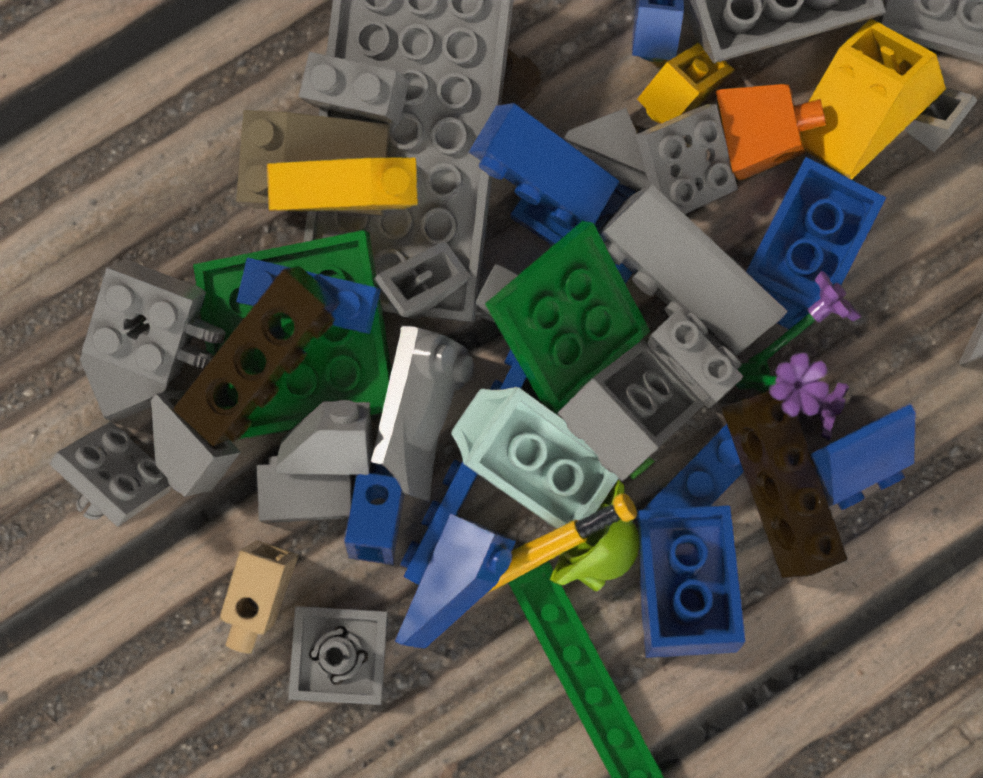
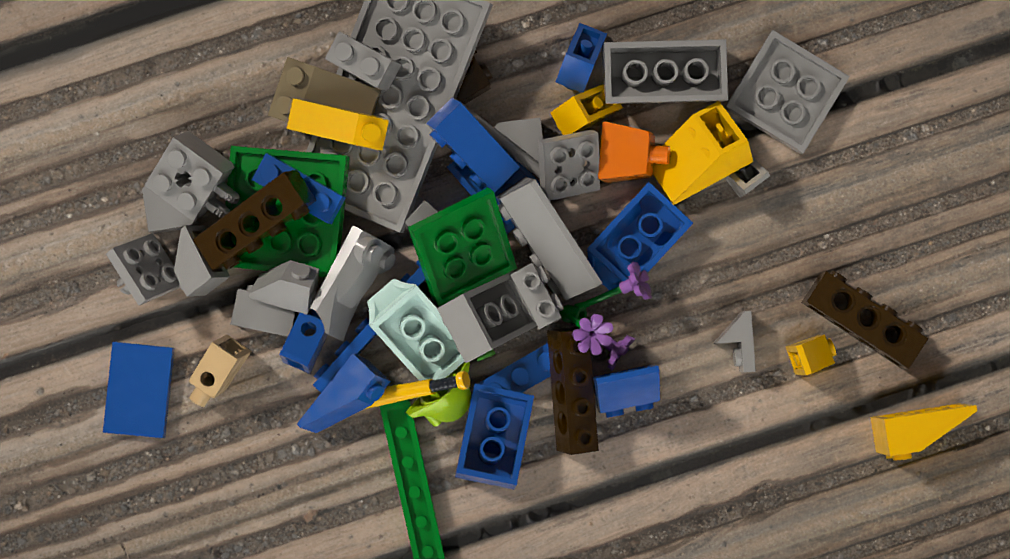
camera: 15 degrees right, 5 degrees up
(147, 655) = (138, 390): none -> blue tile
(361, 681) = (249, 402): light grey plate -> none
(423, 280) = (374, 199): light grey slope -> none

